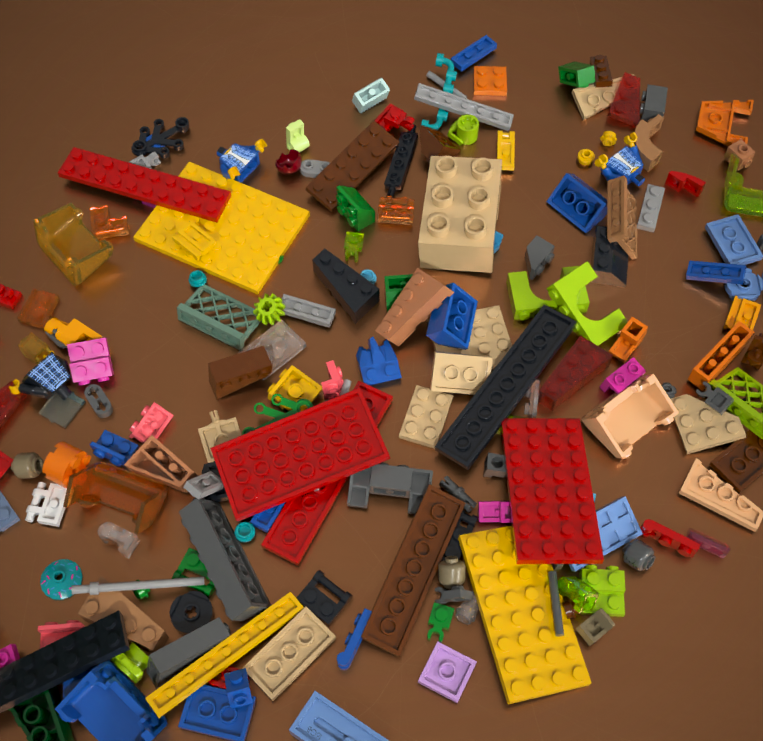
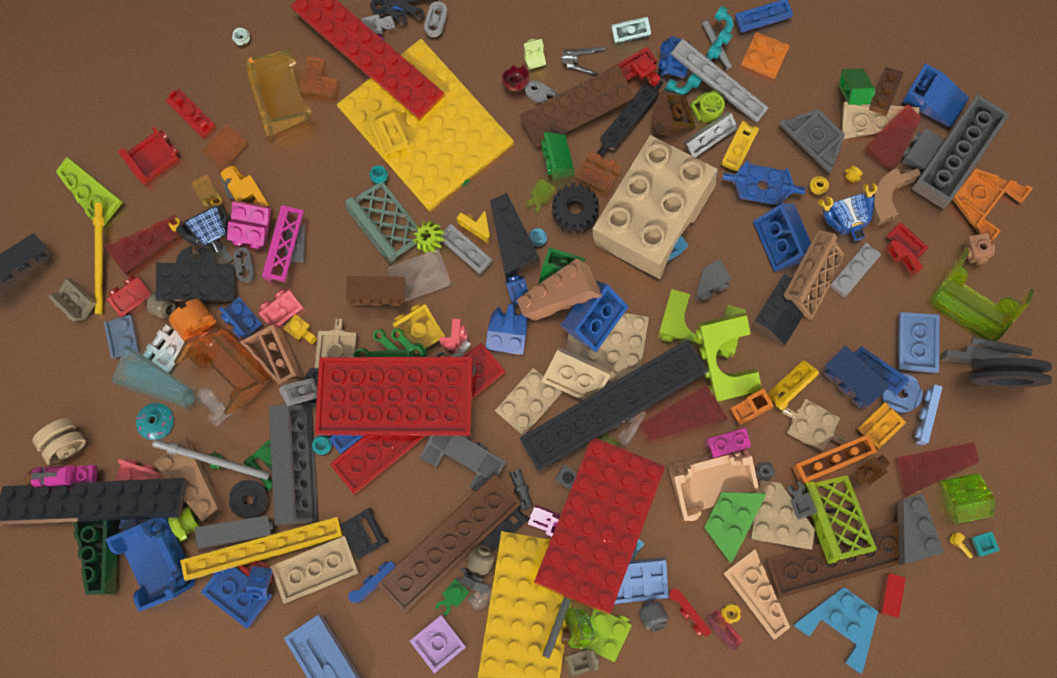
camera: 30 degrees right, 15 degrees up
(18, 213) = (240, 32): none -> light aqua plate
(41, 537) = (146, 378): none -> clear light blue slope
(53, 425) = (195, 279): none -> black plate
(124, 369) = (276, 244): none -> dark pink fence
(141, 364) = (299, 250): none -> dark grey plate
(177, 436) = (299, 328): none -> yellow plate
(195, 143) = (434, 20): none -> light grey plate
(240, 160) = (468, 57): torso -> none
(312, 289) = (477, 228): none -> yellow slope
(328, 131) = (571, 56): none -> dark grey plant
(369, 324) = (516, 287): none -> blue bracket
(390, 253) = (575, 221): none -> black tyre
(415, 108) = (667, 62): none -> blue bracket
(480, 144) = (710, 134): none -> light grey plate
(552, 166) = (778, 181): none -> blue plate
(564, 122) = (816, 136): none -> dark grey wing
(641, 61) = (936, 96): none -> blue slope
(652, 309) = (792, 384): none -> yellow plate
(663, 440) = (733, 519): none -> bright green wing
(671, 165) = (908, 239): none -> red plate
(684, 93) = (960, 151): none -> dark grey brick
(686, 338) = (813, 425): none -> tan plate
(700, 283) = (854, 378): none -> dark blue slope
(709, 520) = (731, 618): none -> yellow plate

